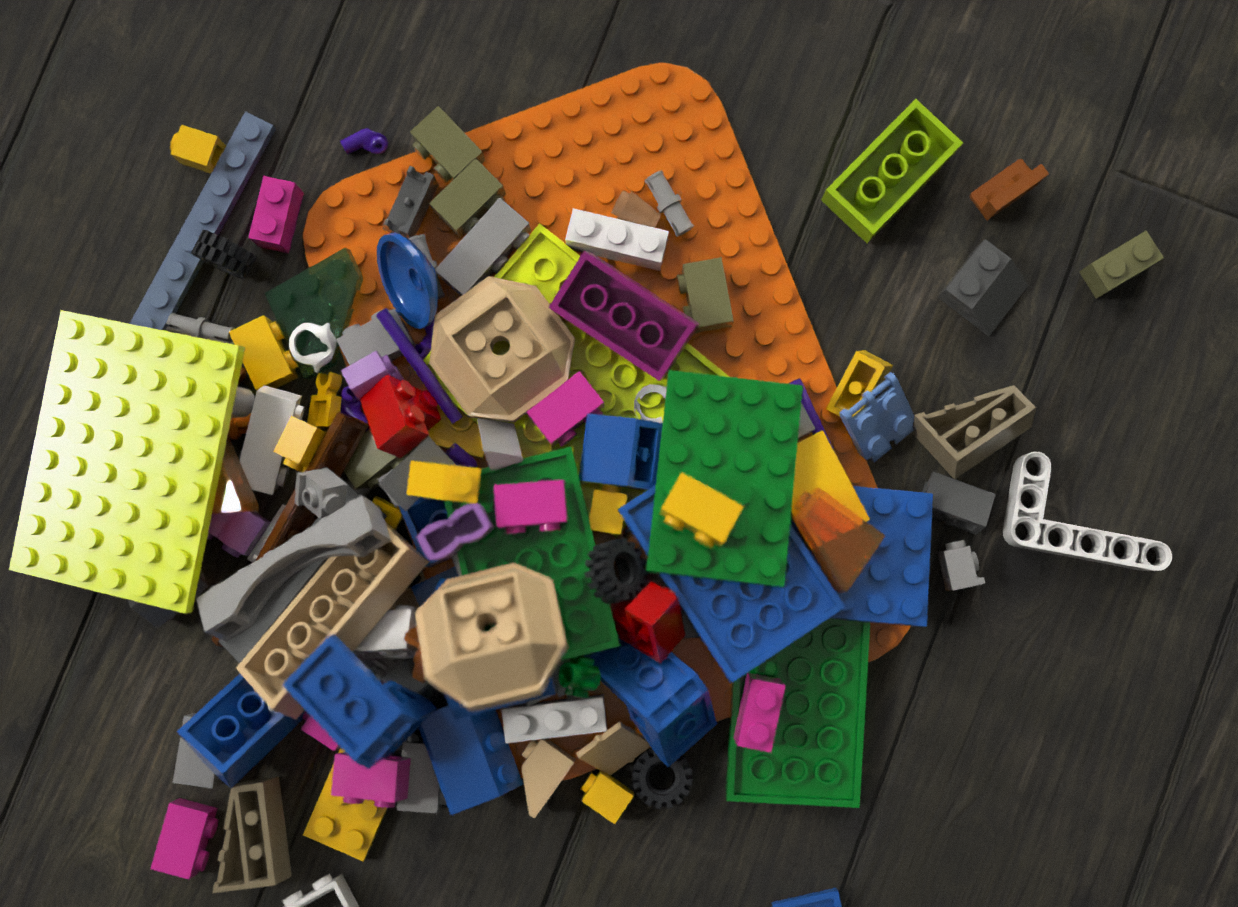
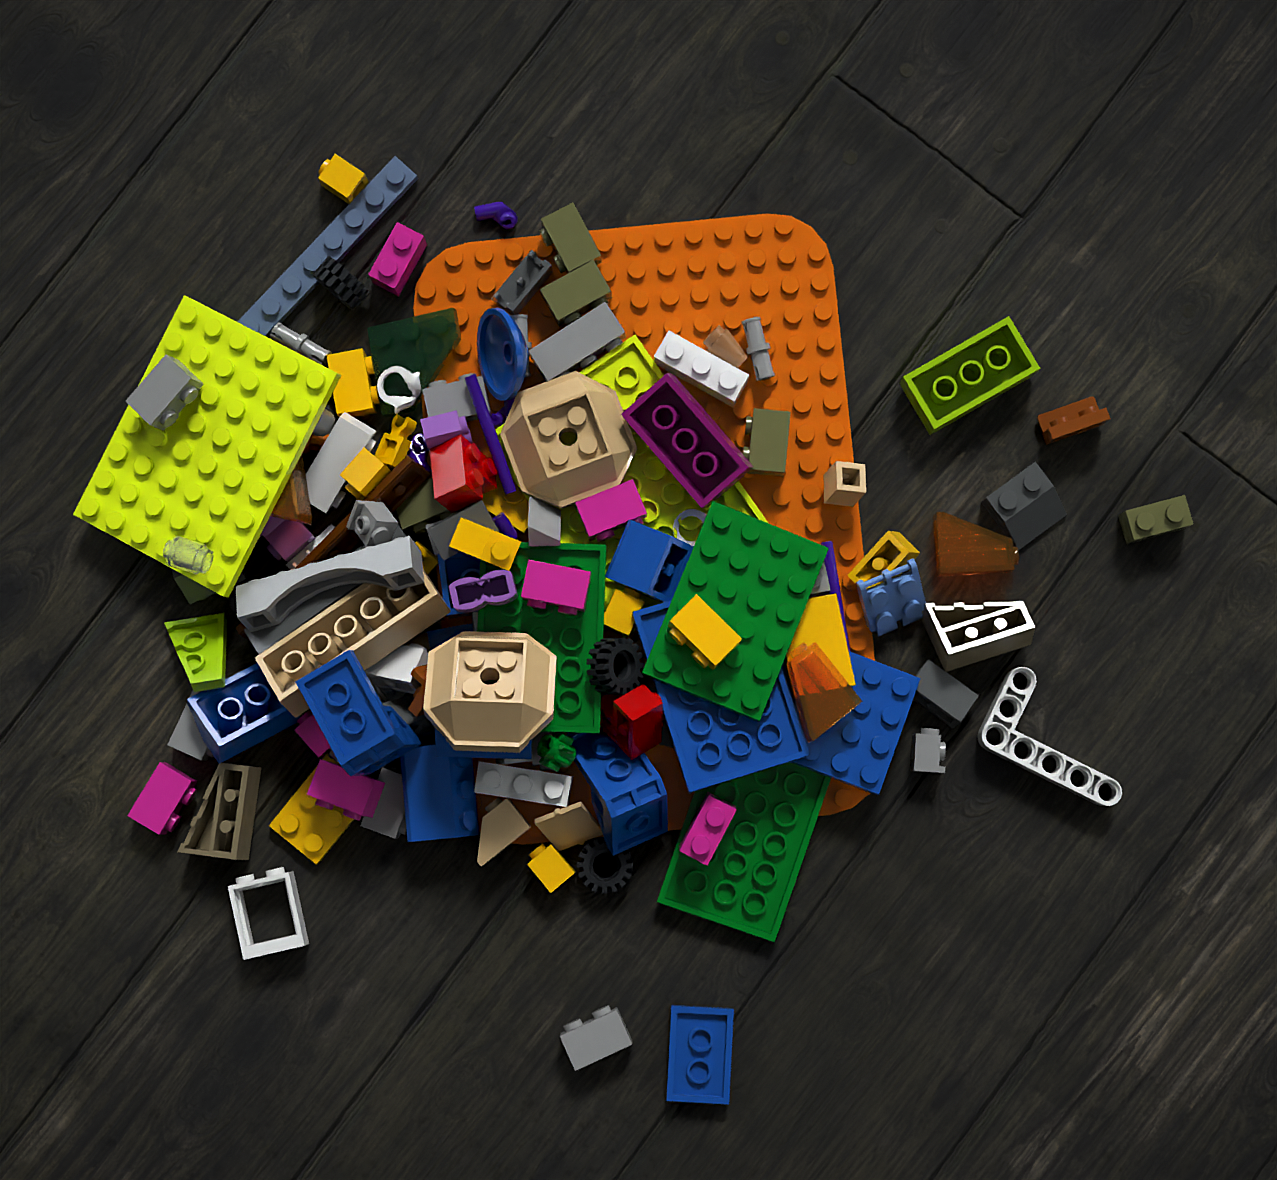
camera: 15 degrees right, 0 degrees up
(64, 417) = (165, 393): none -> light grey brick
(134, 581) = (188, 555): none -> clear brick
(181, 673) = (201, 649): none -> lime wing
(797, 315) = (844, 483): none -> tan brick
(942, 346) = (970, 549): none -> clear orange slope

